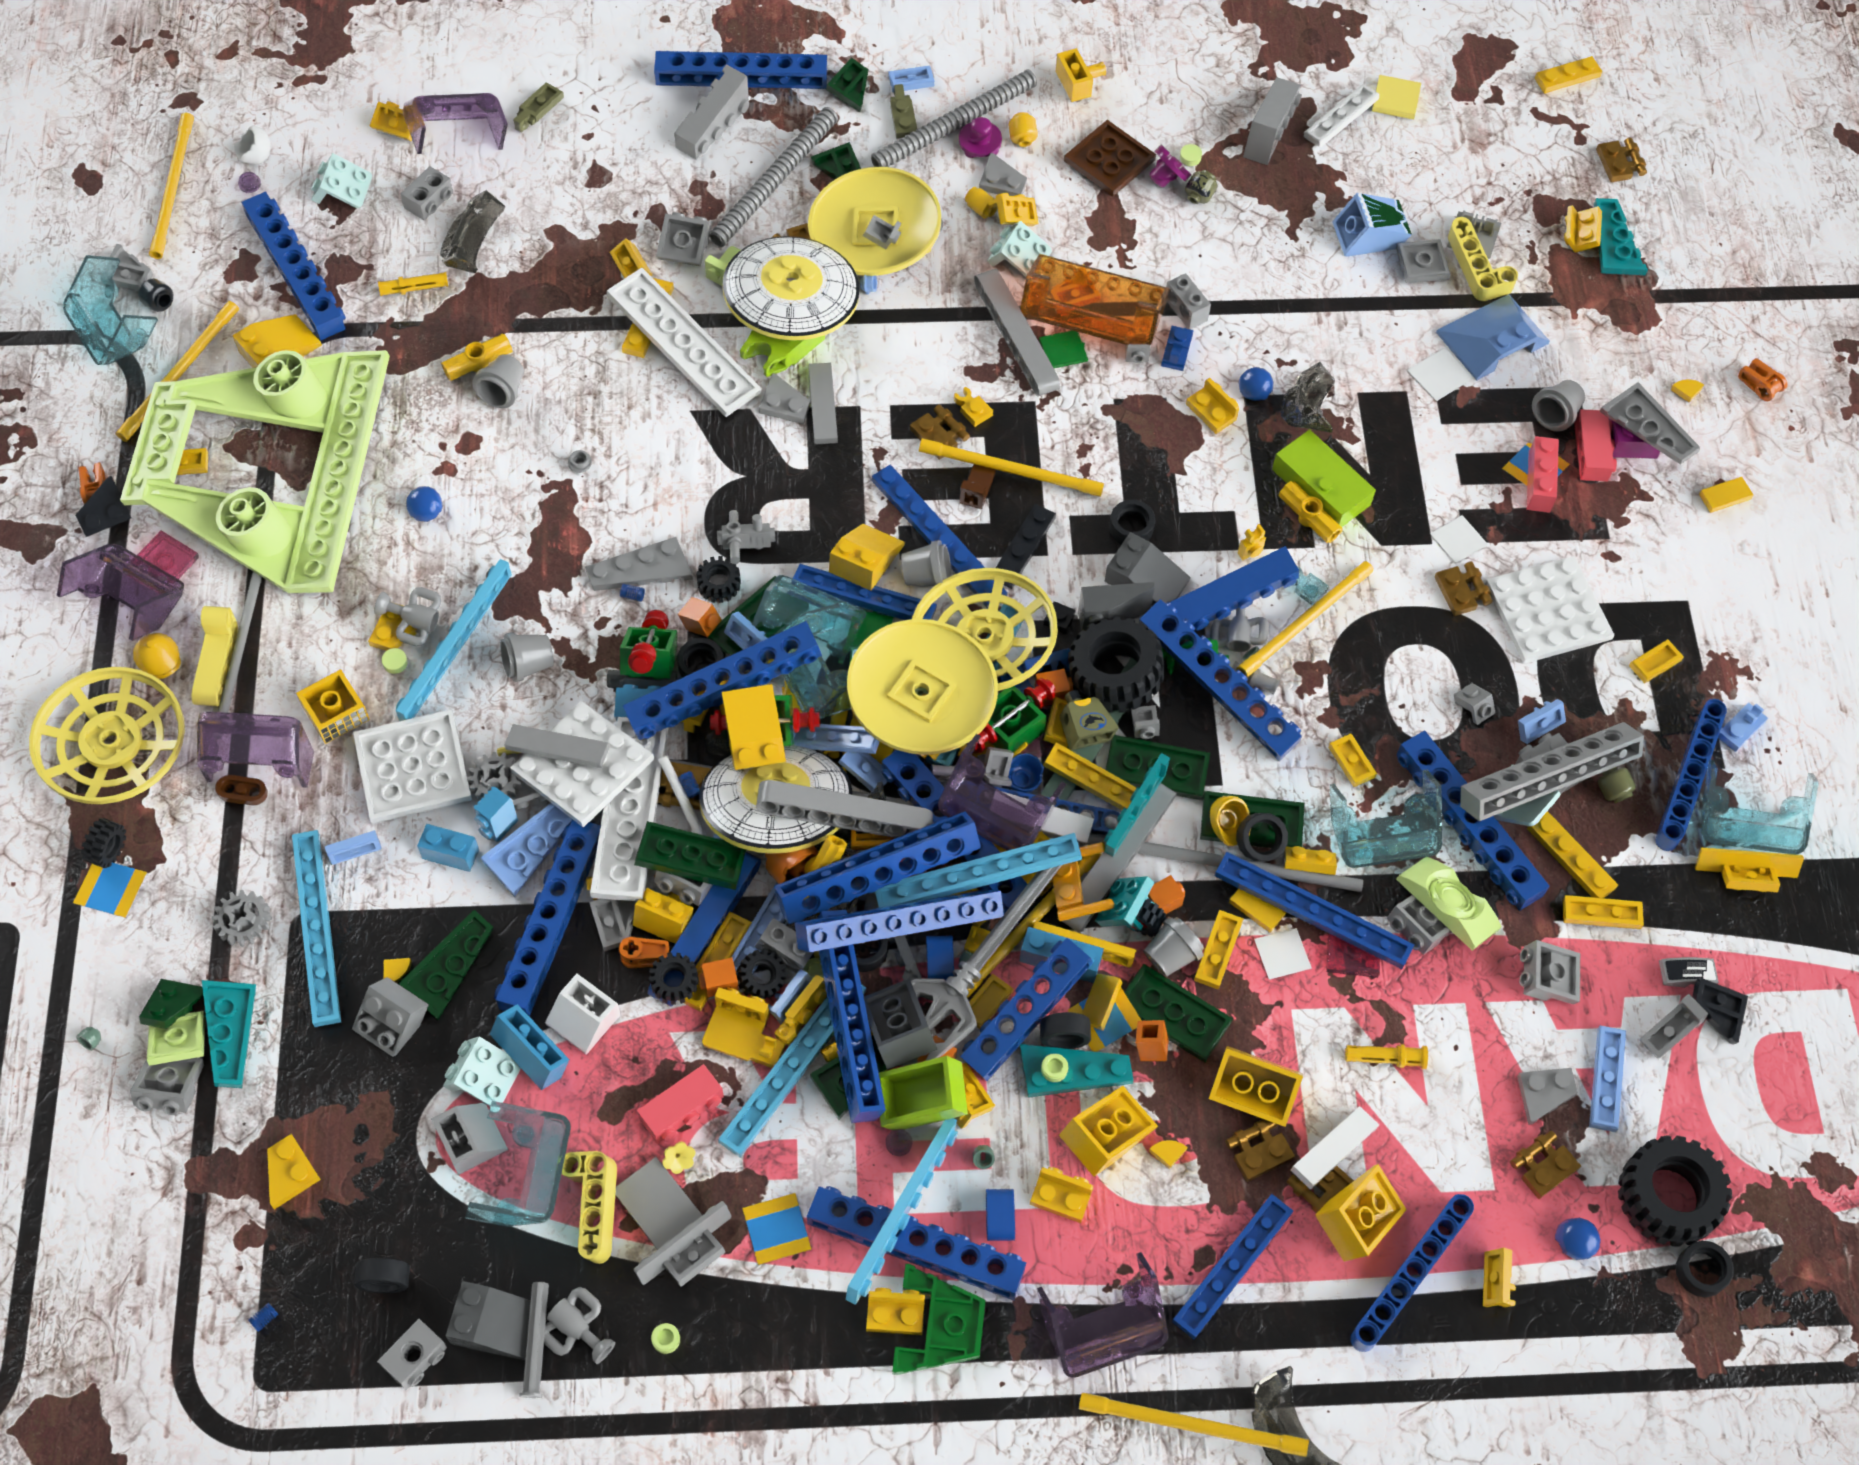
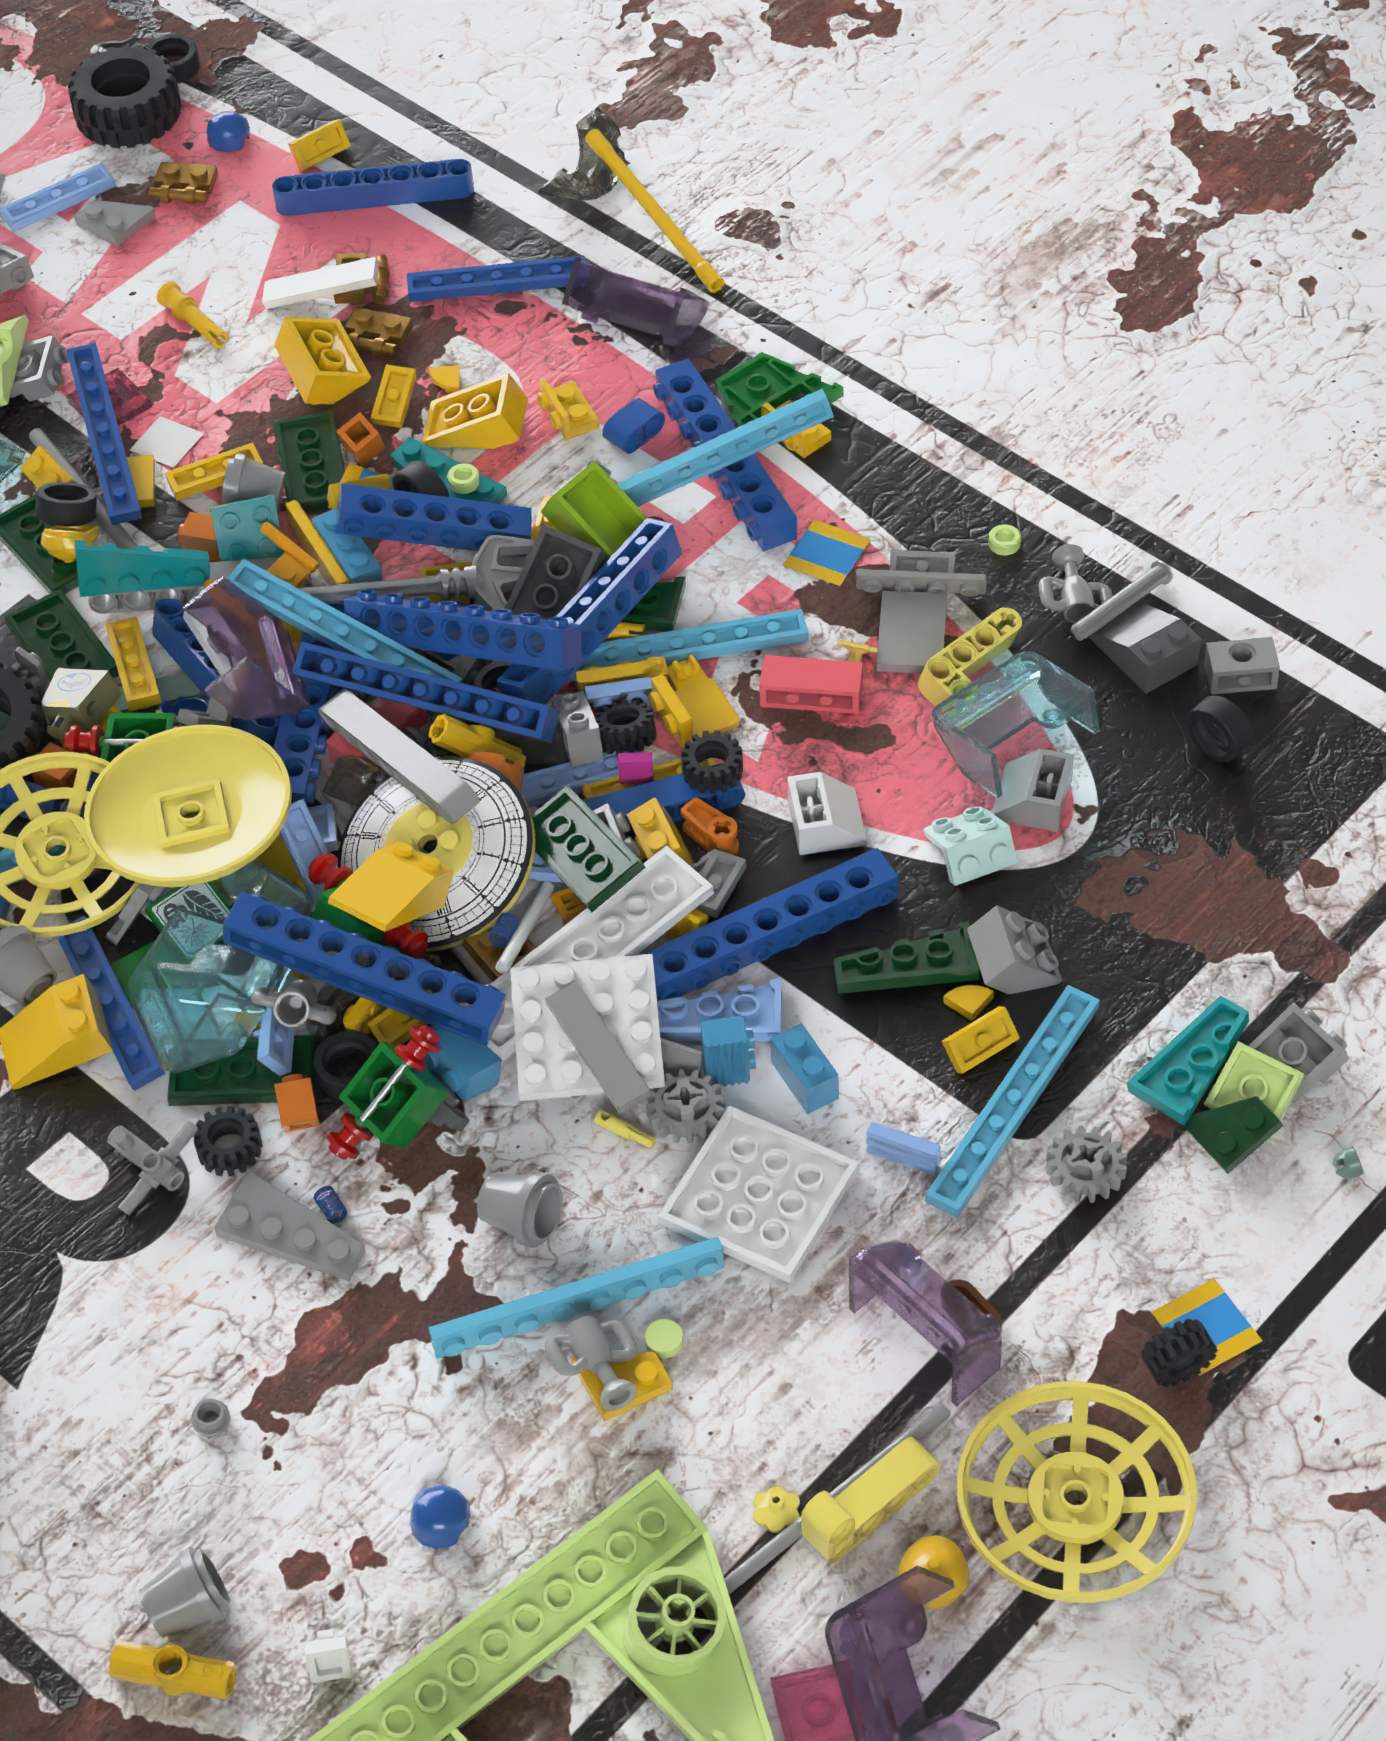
camera: 130 degrees left, 10 degrees down
(263, 1315) = (1355, 787): blue piece -> none
(264, 630) = (776, 1509): none -> light yellow plant
(288, 1171) = (1234, 896): yellow wing -> none
(333, 706) = (785, 1316): yellow brick -> none
(363, 946) = (980, 1039): none -> yellow plate
(414, 412) = (328, 1657): none -> white tile
(529, 1047) = (905, 818): dark azure brick -> none
(718, 974) = (666, 743): orange brick -> none
(722, 946) = (635, 767): none -> dark pink tile
(740, 636) = (295, 1004): none -> light grey piece
(1177, 1098) = (393, 396): none -> yellow plate
(1361, 1214) = (366, 232): yellow slope -> none

